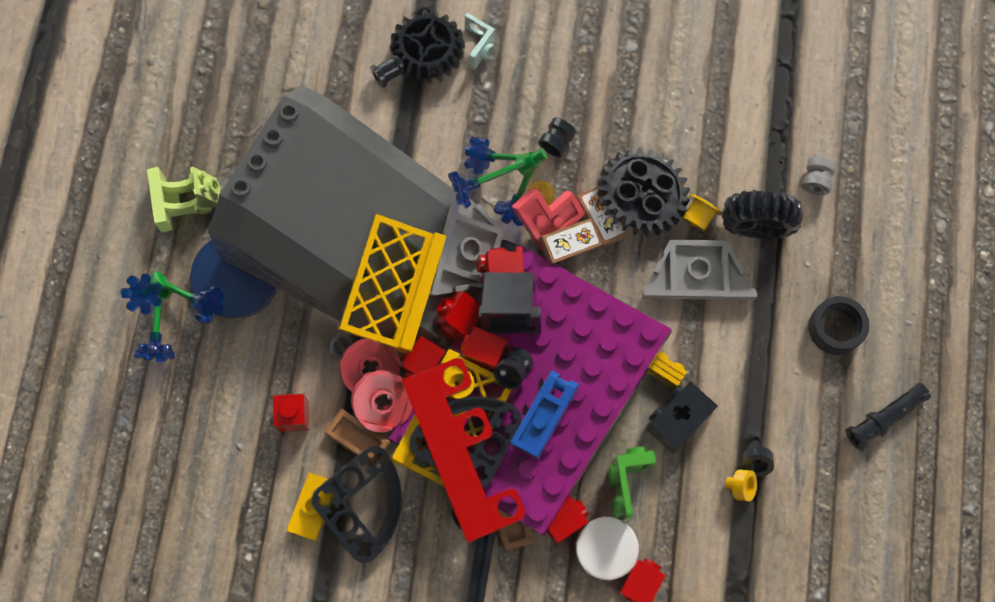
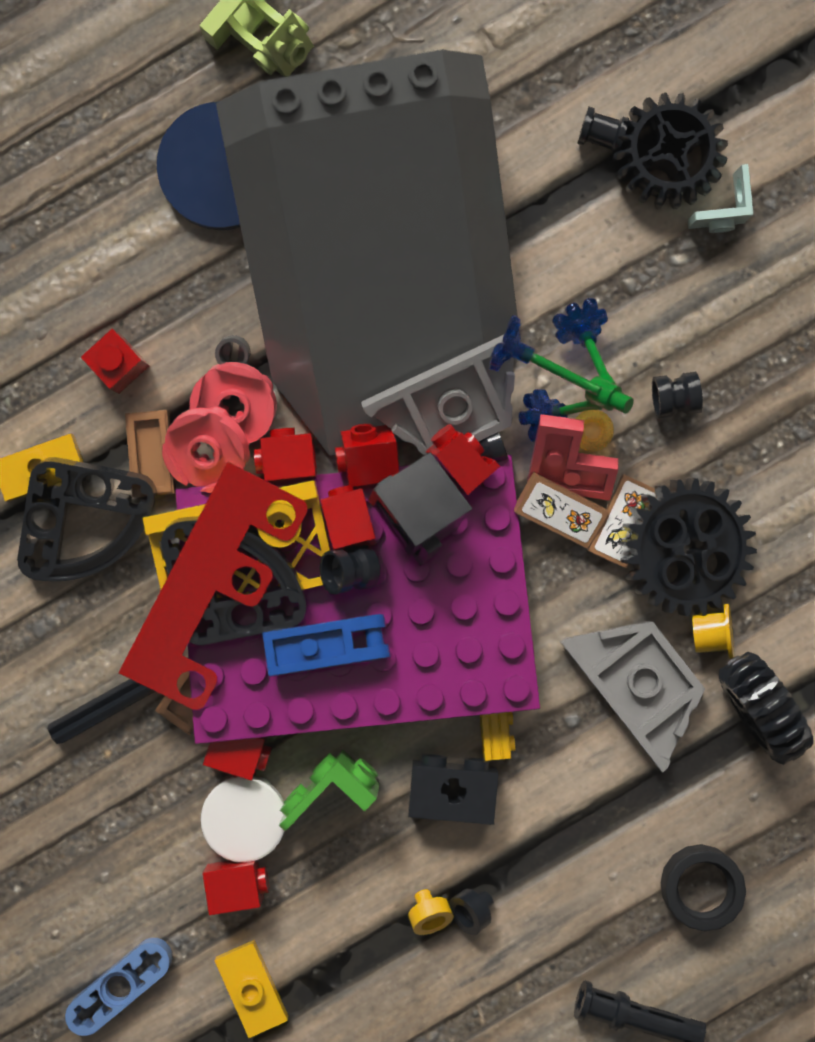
camera: 55 degrees right, 15 degrees up
(153, 290) = (92, 94): clear blue plant -> none
(414, 298) = (352, 391): yellow fence -> none

